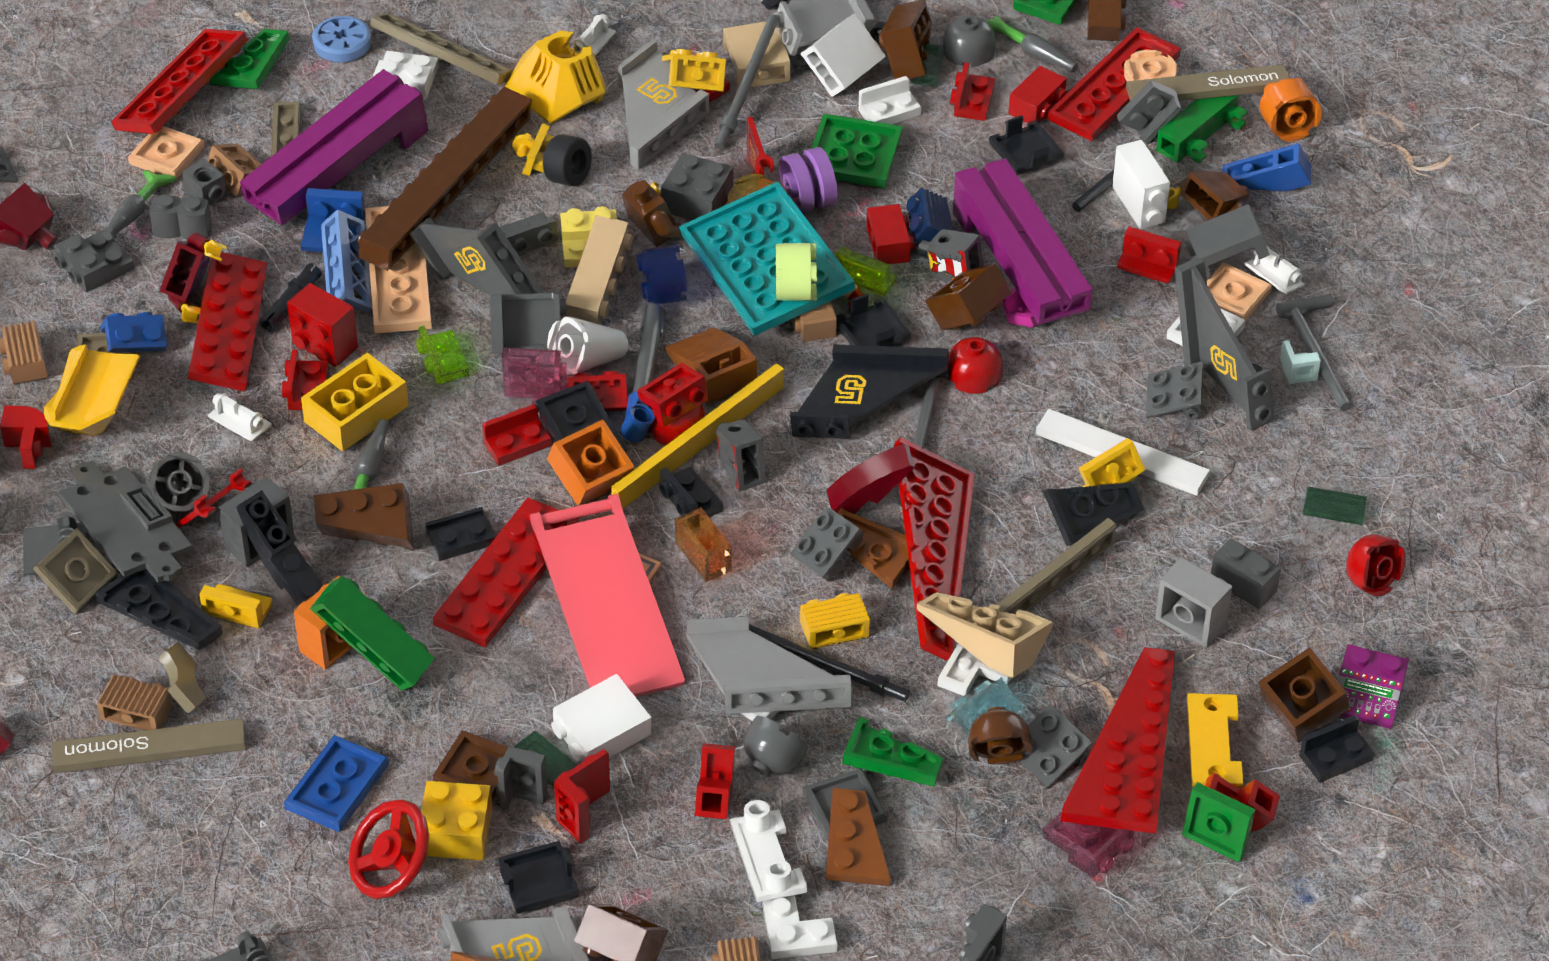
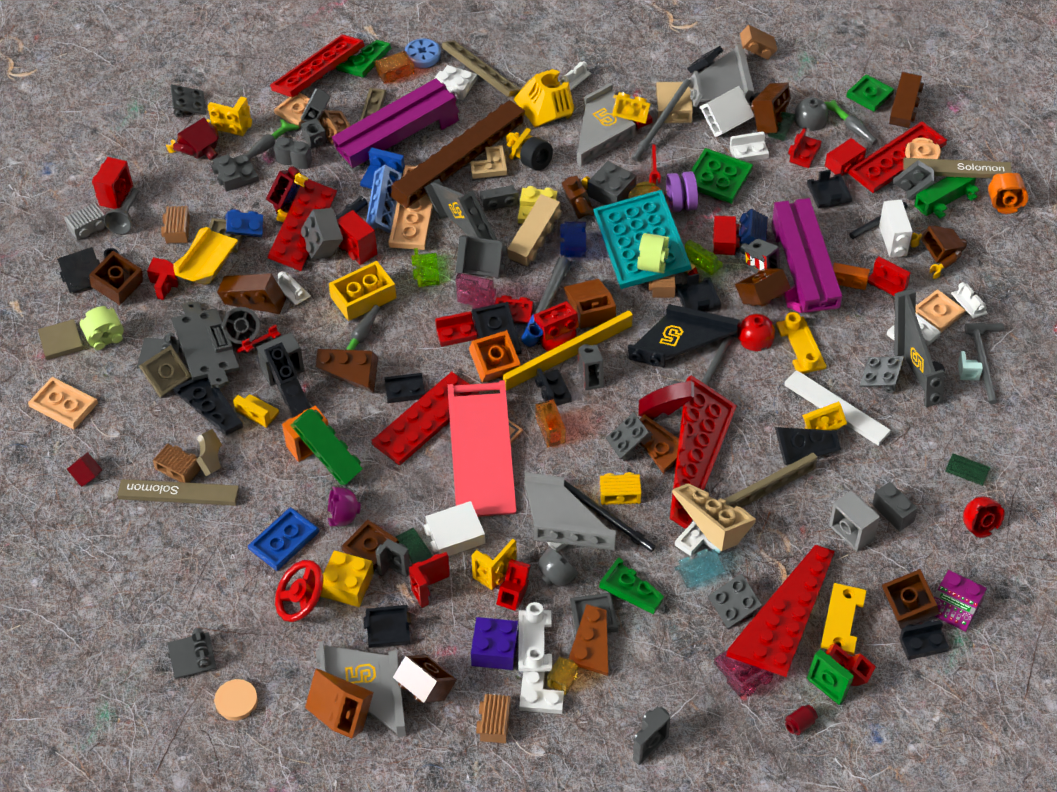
camera: 15 degrees right, 5 degrees up
(65, 180) = (229, 119): none -> yellow bracket
(182, 428) = (253, 292): none -> reddish brown wedge
(199, 139) = (315, 105): none -> dark grey brick
(267, 326) = (321, 233): none -> dark grey brick
(302, 378) = (336, 268): red bracket -> none
(304, 66) = (394, 67): none -> clear orange brick
(417, 718) = (342, 506): none -> magenta cylinder
(502, 189) = (493, 166): none -> tan plate
(586, 344) = (513, 278): white cone -> none
(674, 768) = (490, 571): none -> yellow bracket
(709, 870) = (494, 643): none -> dark purple brick
(824, 895) = (562, 675): none -> clear yellow brick
(999, 737) = (702, 589): reddish brown cylinder -> none
(1046, 370) = (806, 350): none -> yellow brick
(1096, 263) = (851, 276): none -> orange bracket
(1191, 890) = (801, 719): none -> dark red brick
(1226, 237) = (940, 274): dark grey panel -> none
(1273, 170) = (985, 232): blue slope -> none

